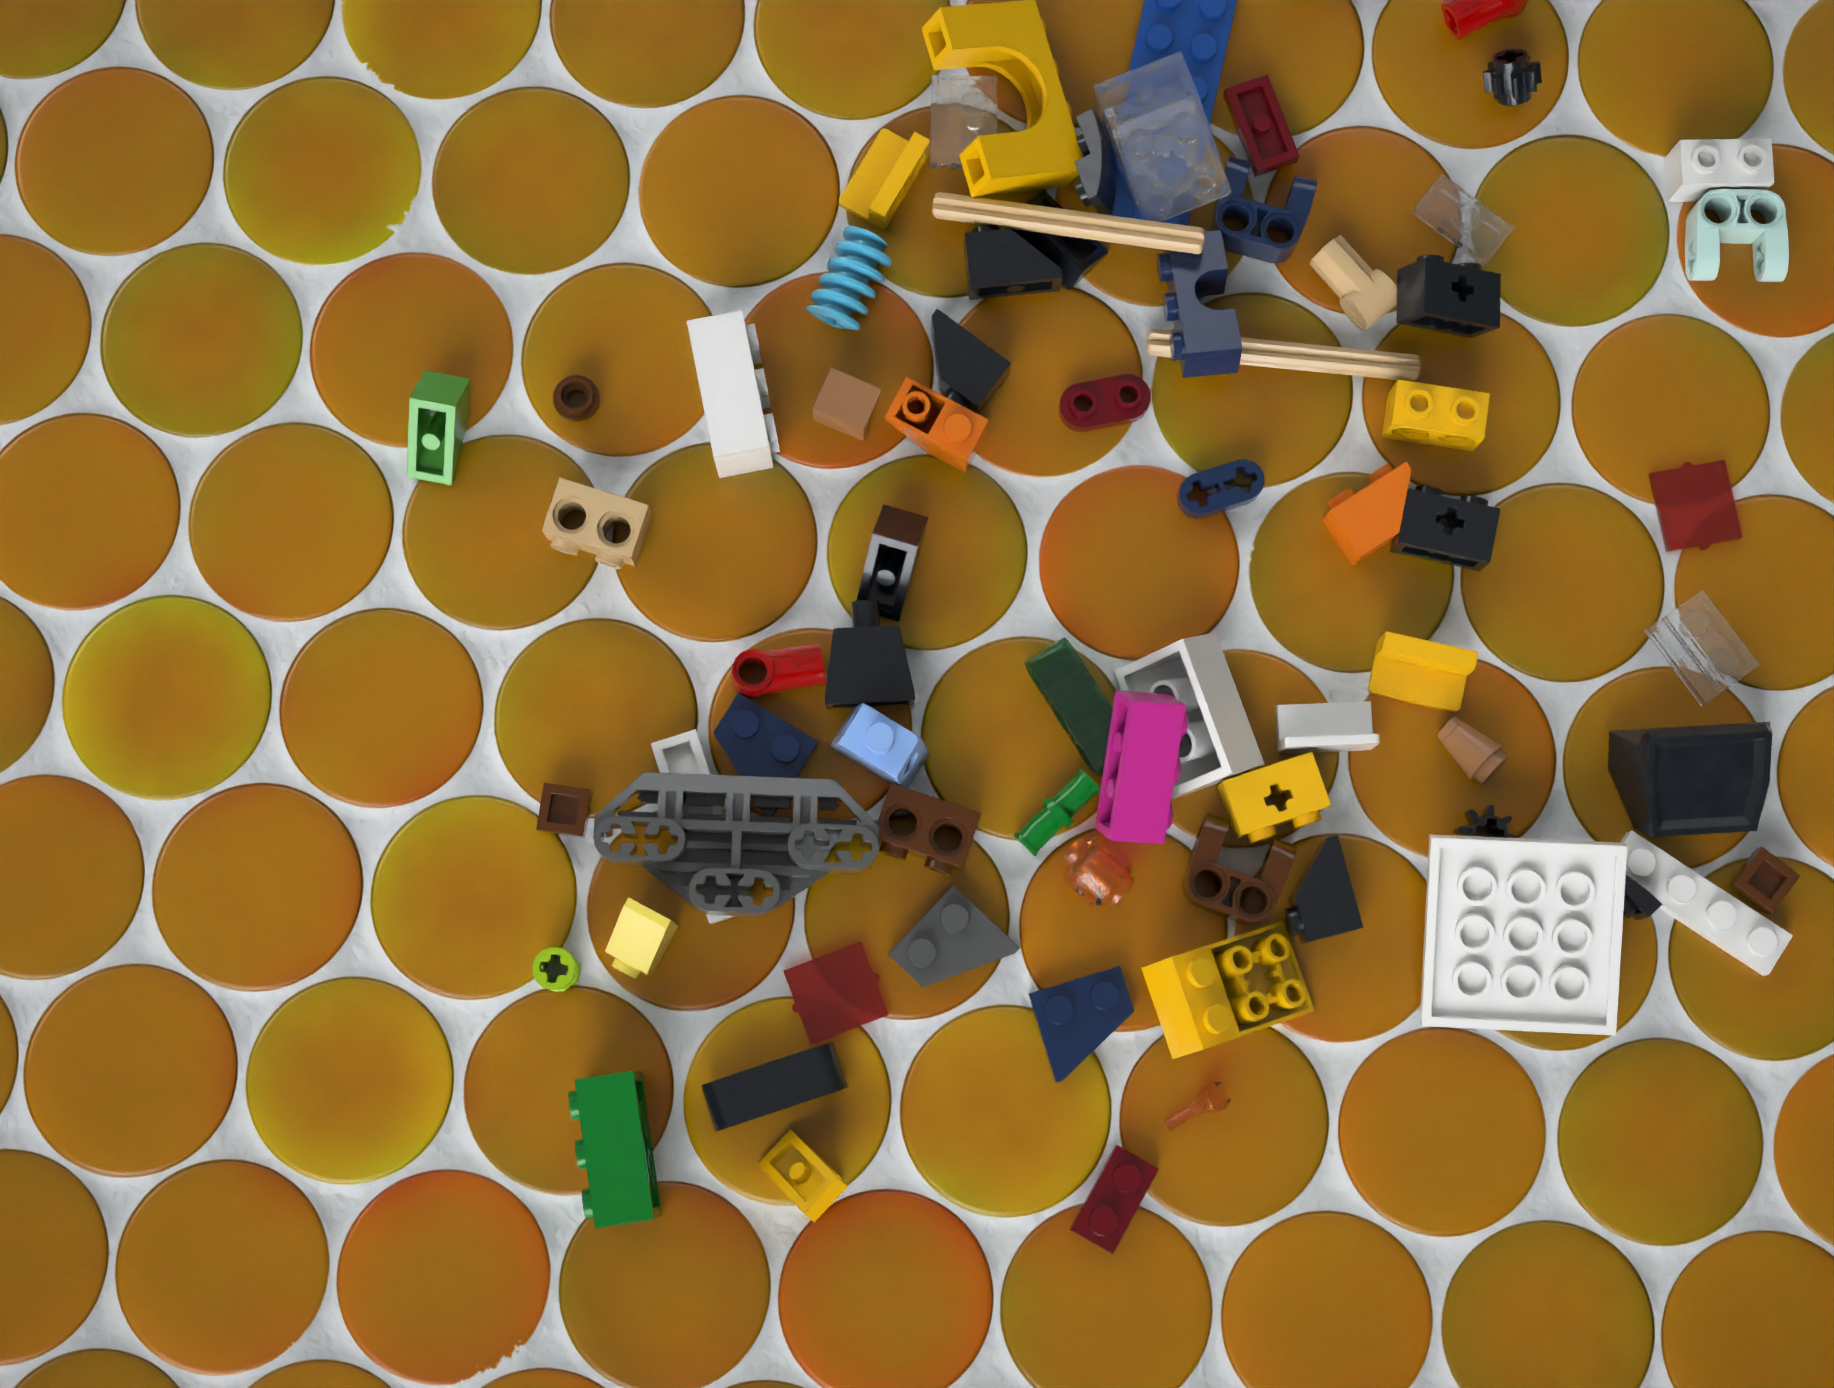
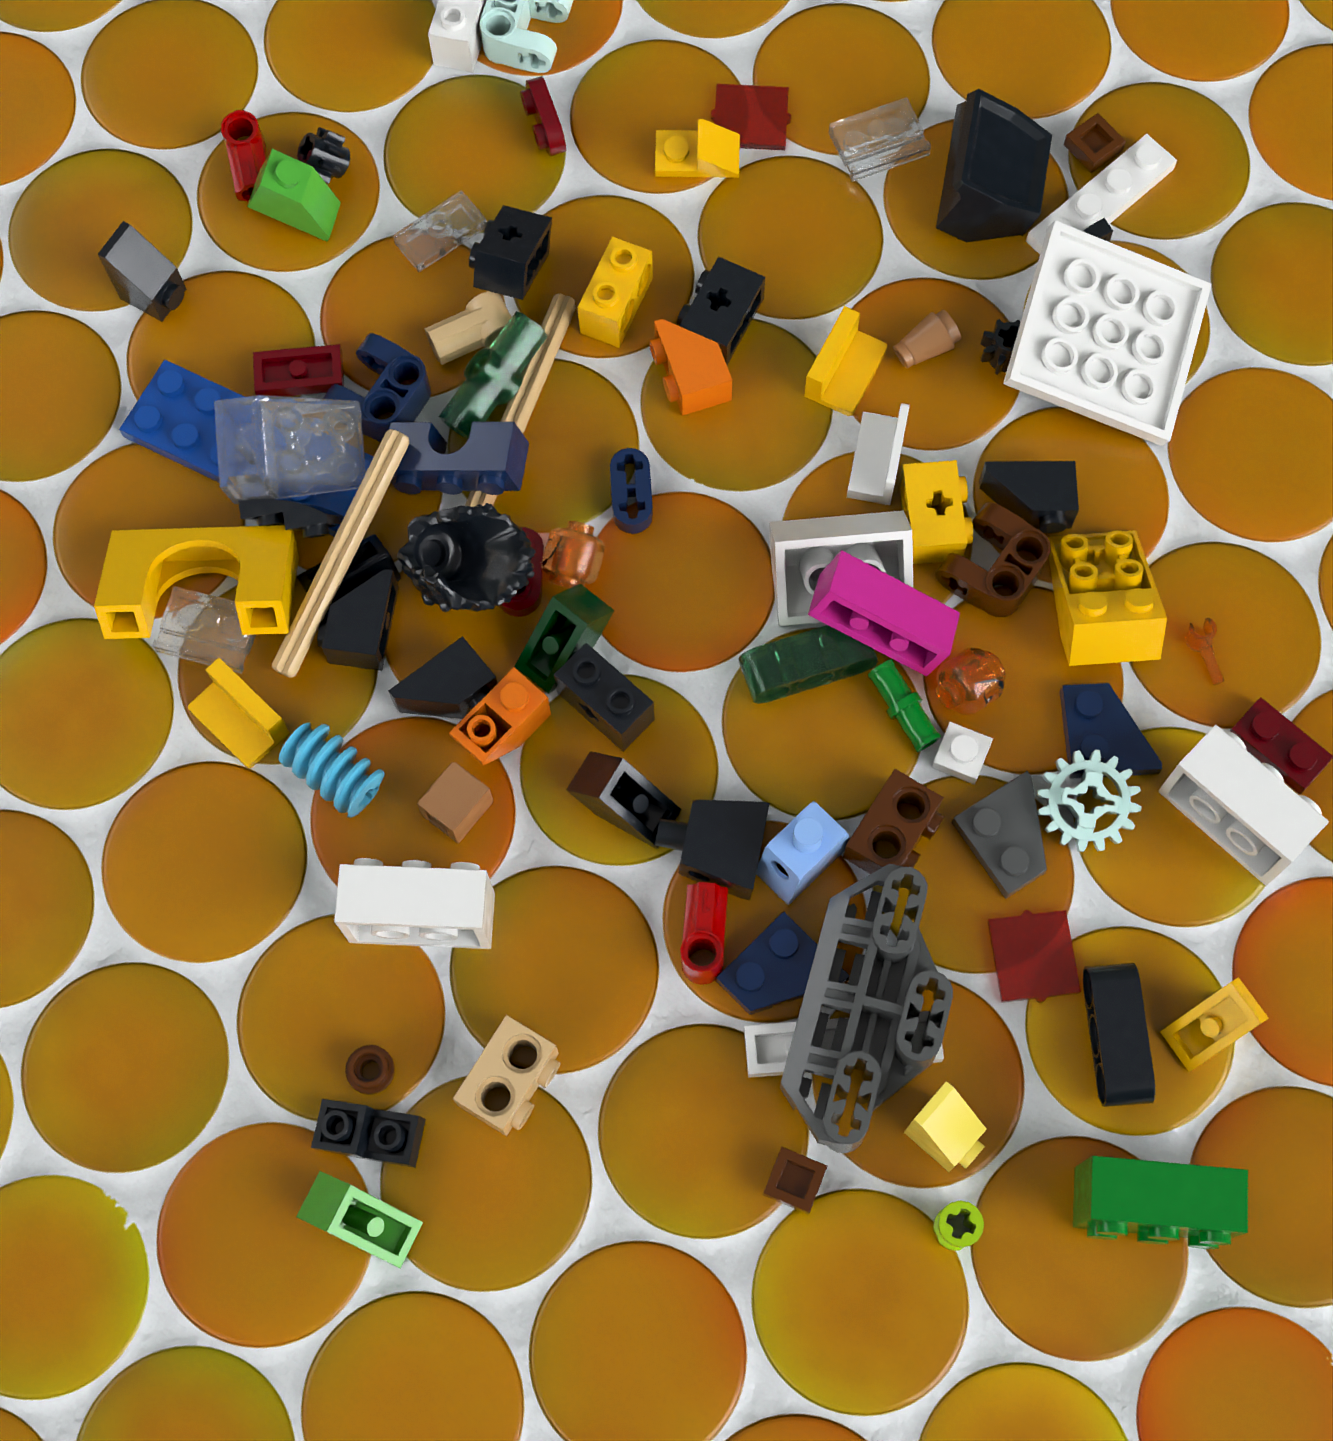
camera: 70 degrees left, 10 degrees down
(518, 414) = (368, 1133): none -> black slope
(988, 516) = (604, 696): none -> black brick
(1001, 1032) = (1091, 779): none -> light aqua gear
(1025, 881) = (962, 753): none -> white plate
(1030, 1164) = (1243, 804): none -> white brick
(1043, 462) = (565, 626): none -> dark green slope
(1090, 344) = (467, 558): none -> black hair
(1129, 448) = (573, 555): none -> clear orange head
(1304, 317) = (494, 374): none -> clear green piece
(1451, 63) = (295, 195): none -> bright green slope
(1630, 460) = (697, 153): none -> yellow slope
(1640, 278) = (548, 130): none -> dark red plate

